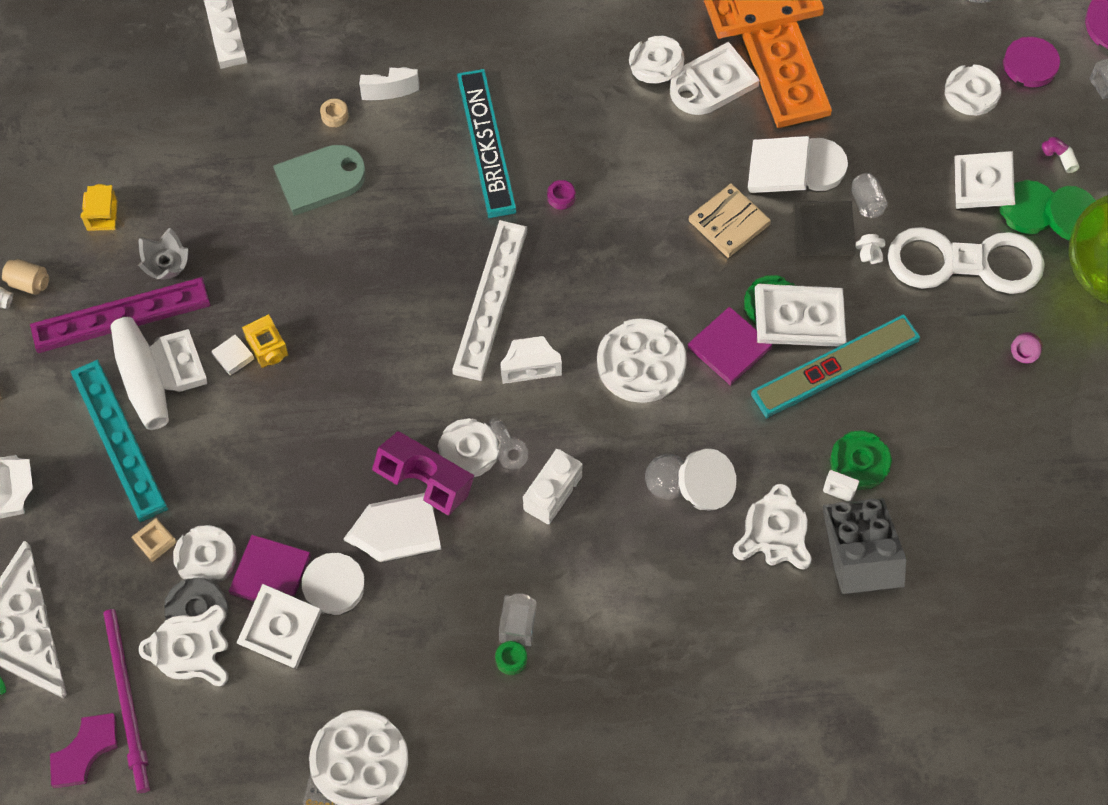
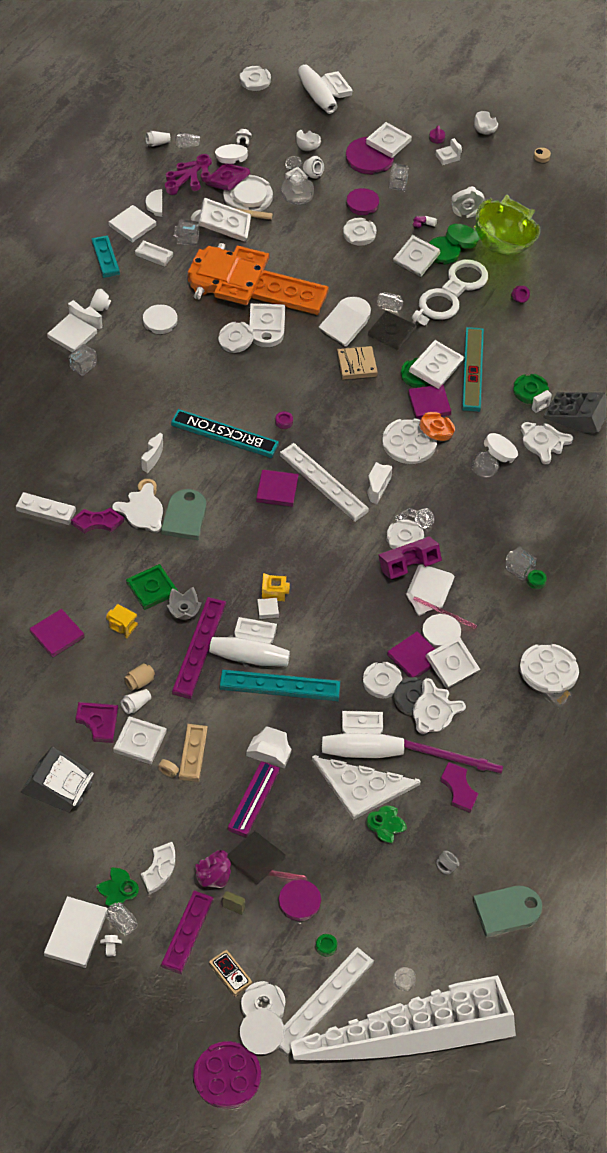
camera: 60 degrees left, 10 degrees down
(43, 153) = (57, 633): none -> magenta tile
(81, 585) = (362, 737): none -> white plate
(154, 539) = (355, 697): tan tile -> none
(182, 208) = (151, 586): none -> green tile
(251, 100) = (106, 520): none -> magenta tile
(292, 127) = (142, 510): none -> white tile
(366, 570) = (444, 612): none -> clear pink axle
(439, 252) = (277, 488): none -> magenta tile
(552, 486) = (457, 510): white brick -> none
(687, 378) = (436, 426): none -> orange tile

